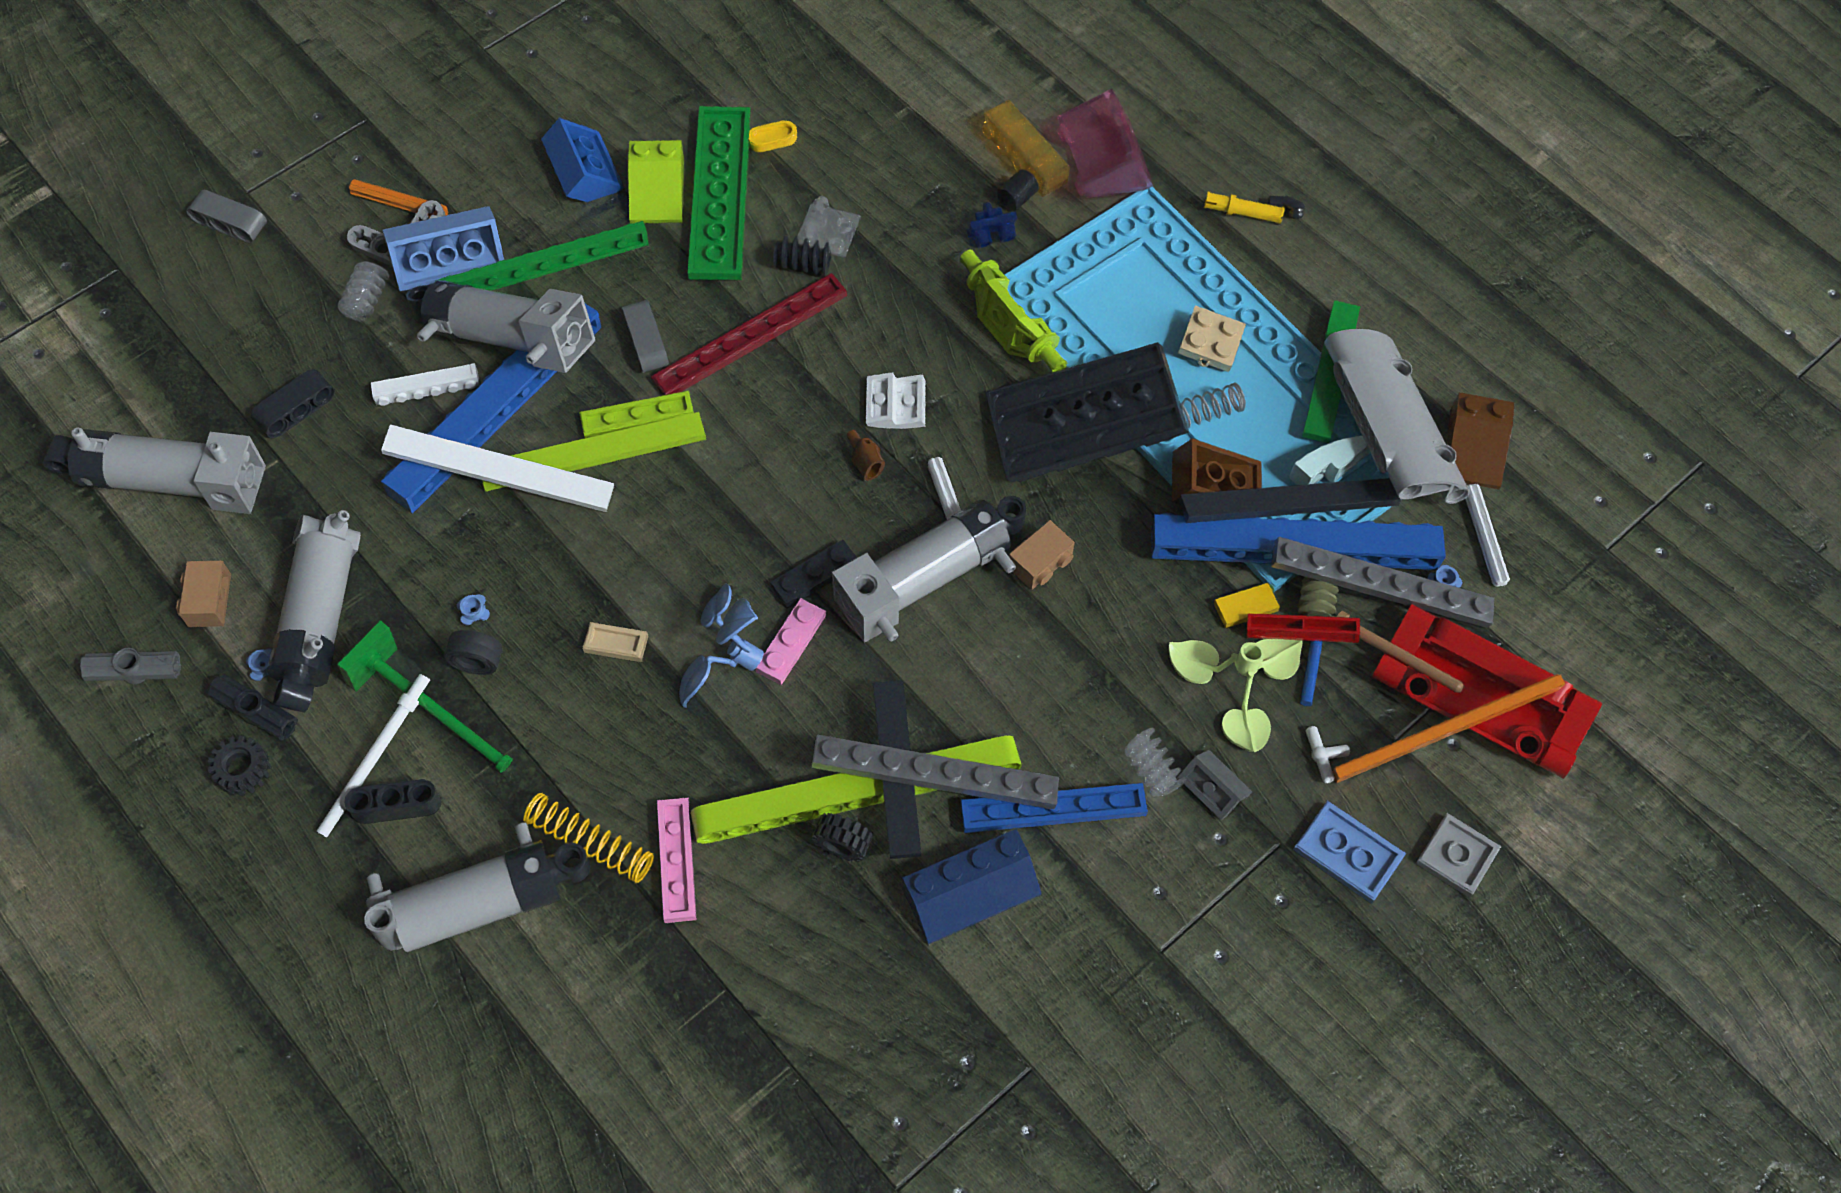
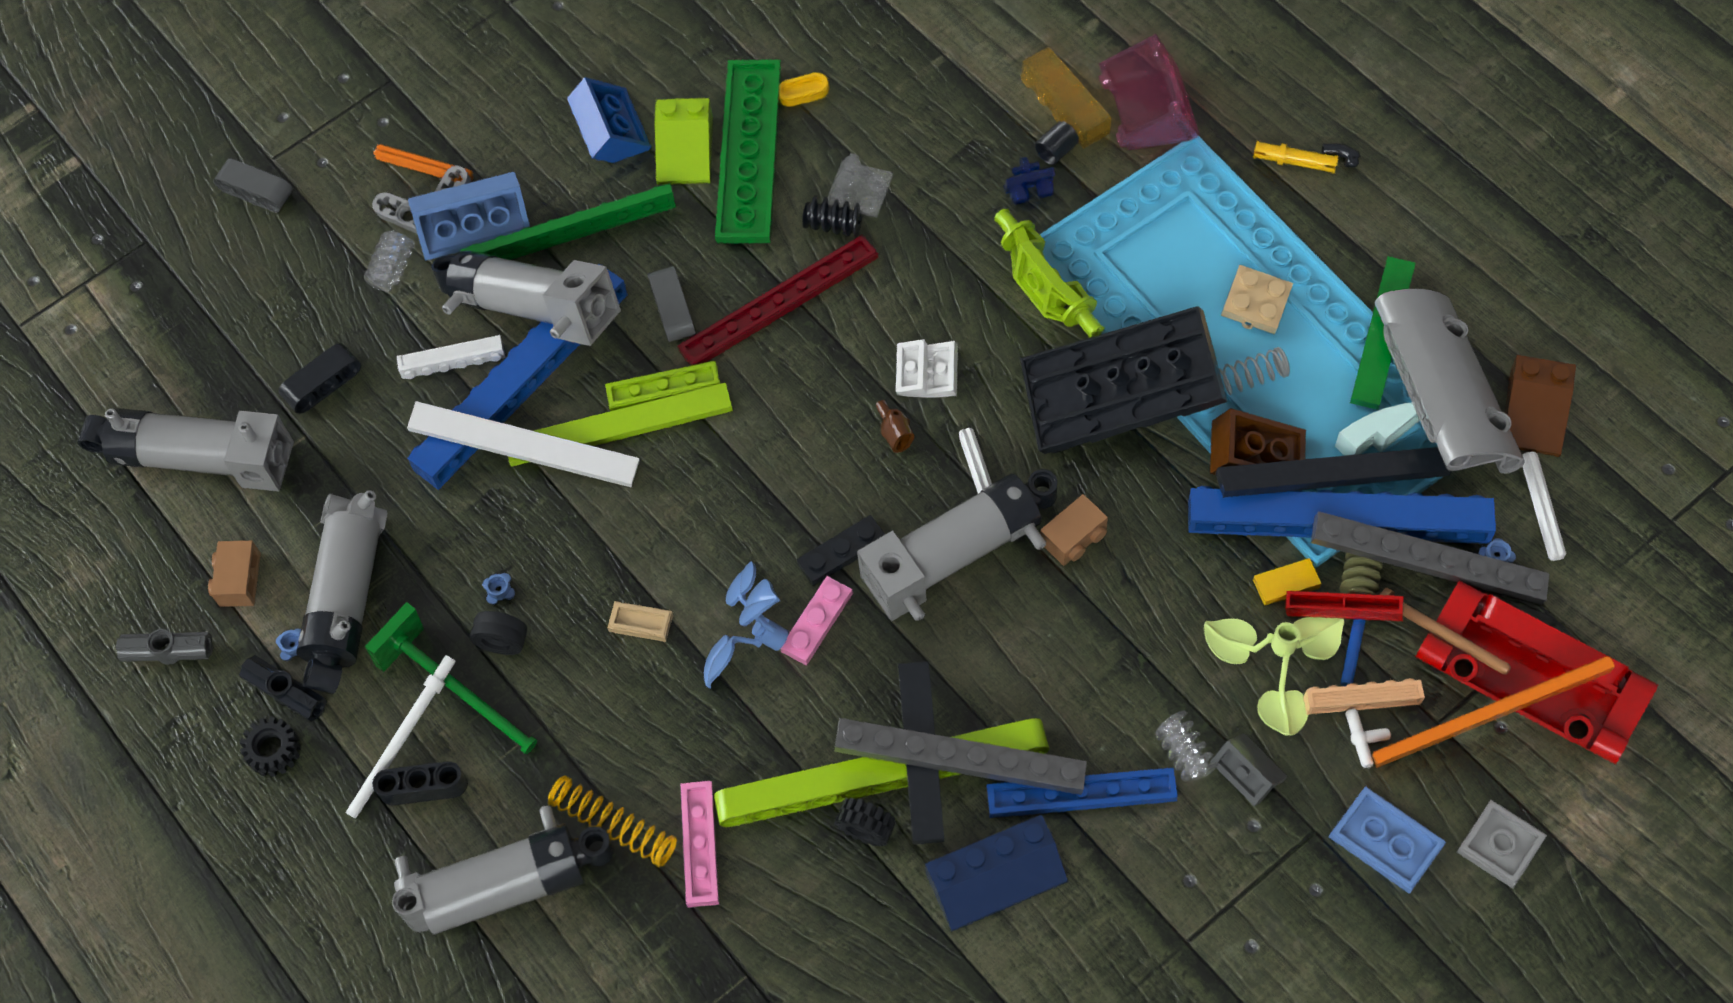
camera: 10 degrees right, 0 degrees up
(1323, 714) = (1363, 697): none -> light nougat piece

